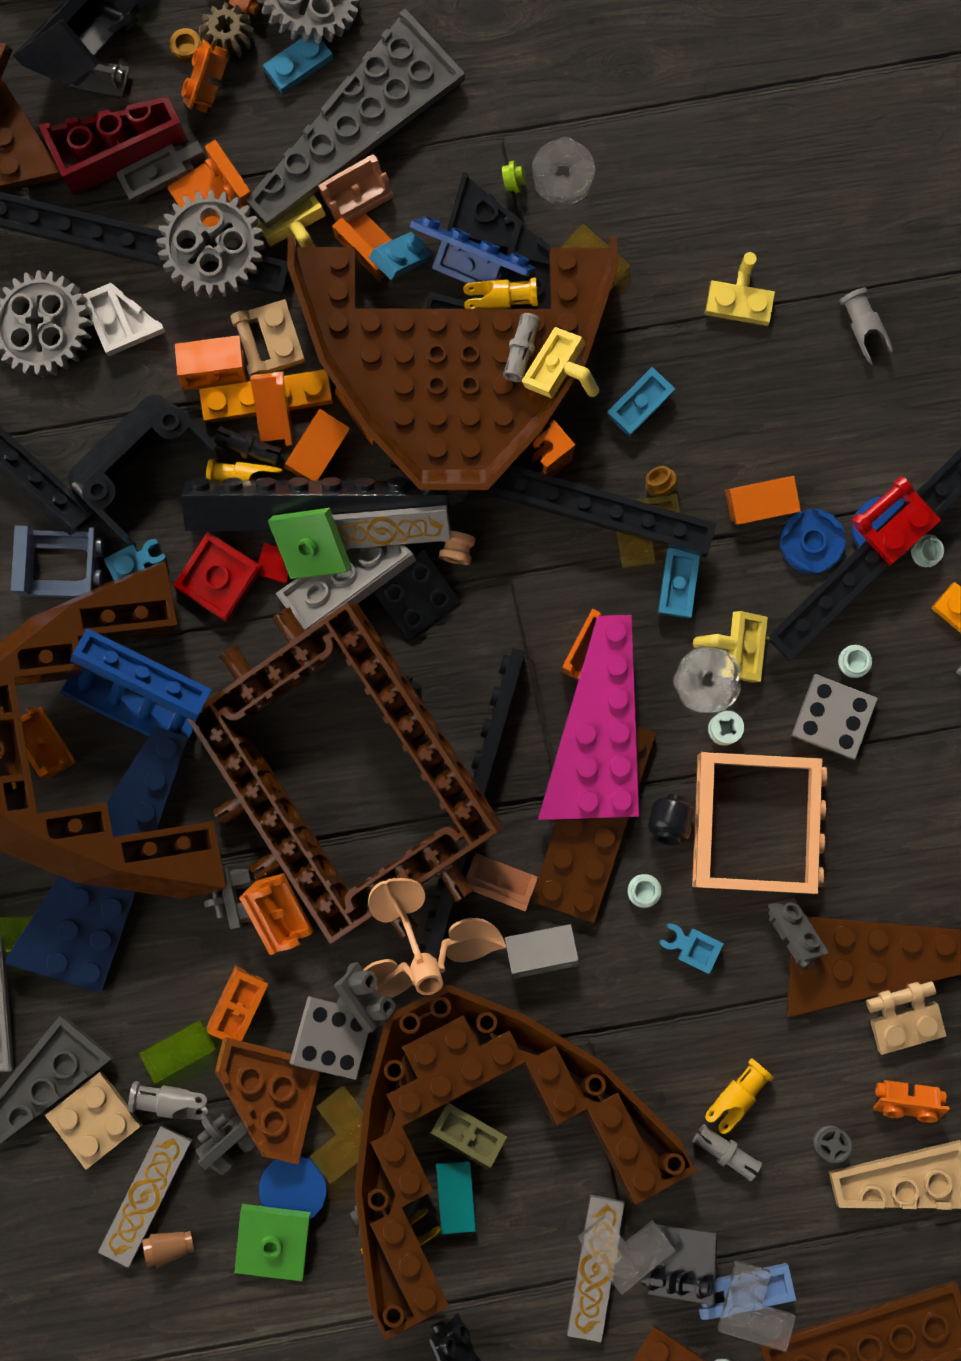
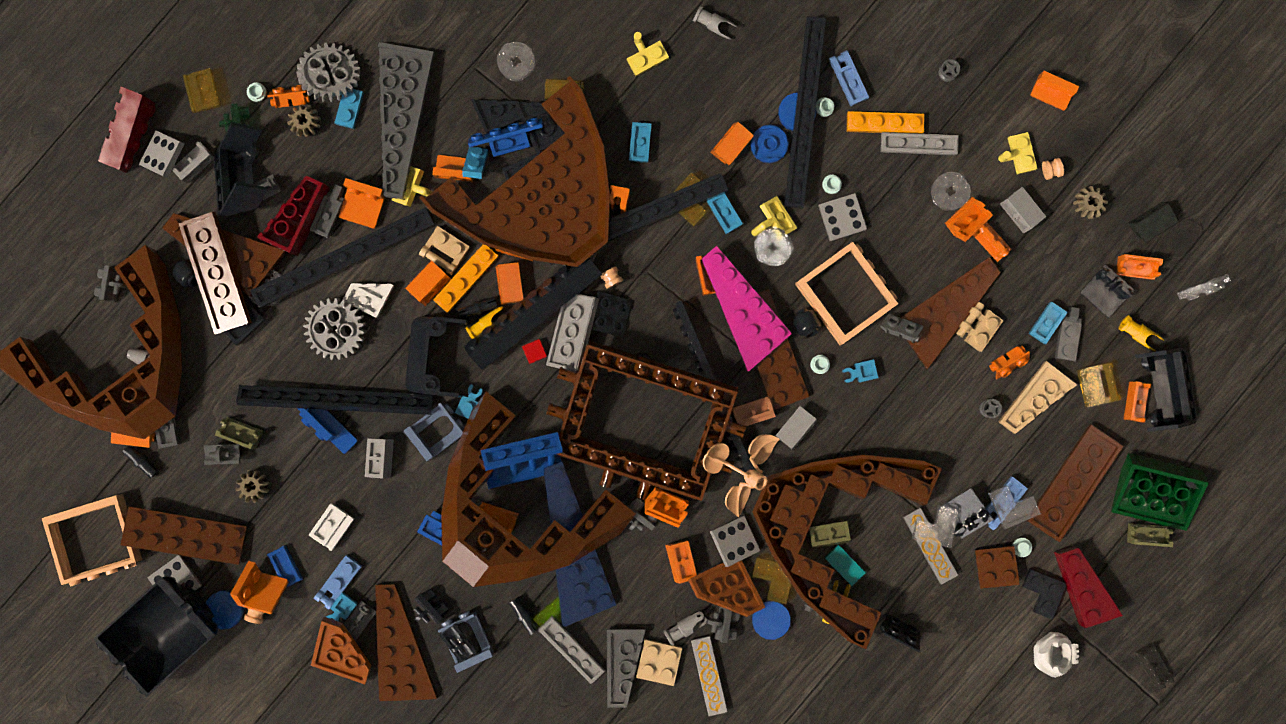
camera: 35 degrees left, 5 degrees up
(166, 1247) = (737, 689): medium nougat cone -> none
(177, 1051) = (671, 602): clear neon green plate -> none
(183, 44) = (289, 142): pearl gold tile -> none
(189, 224) = (366, 227): light grey gear -> none
(206, 64) = (314, 159): orange hinge -> none
(217, 576) = (513, 378): red plate -> none
(272, 407) = (474, 281): orange panel -> none
(272, 1242) = (781, 649): bright green plate -> none
(309, 543) = (545, 330): bright green plate -> none
(356, 190) = (428, 148): nougat hinge -> none
(360, 997) = (733, 512): dark grey hips -> none
(393, 527) = (572, 296): light grey tile -> none
(501, 294) = (537, 144): yellow piece -> none
(513, 177) = (496, 83): lime plate -> none
(521, 347) = (568, 162): light grey pin -> none
(556, 362) = (590, 158): light yellow plate -> none
(661, 481) = (679, 172): pearl gold plate -> none
(721, 732) = (794, 261): light aqua wheel -> none
(727, 1152) = (947, 449): light grey pin -> none
(739, 1096) = (933, 421): yellow piece -> none
(903, 529) = (807, 106): red plate -> none

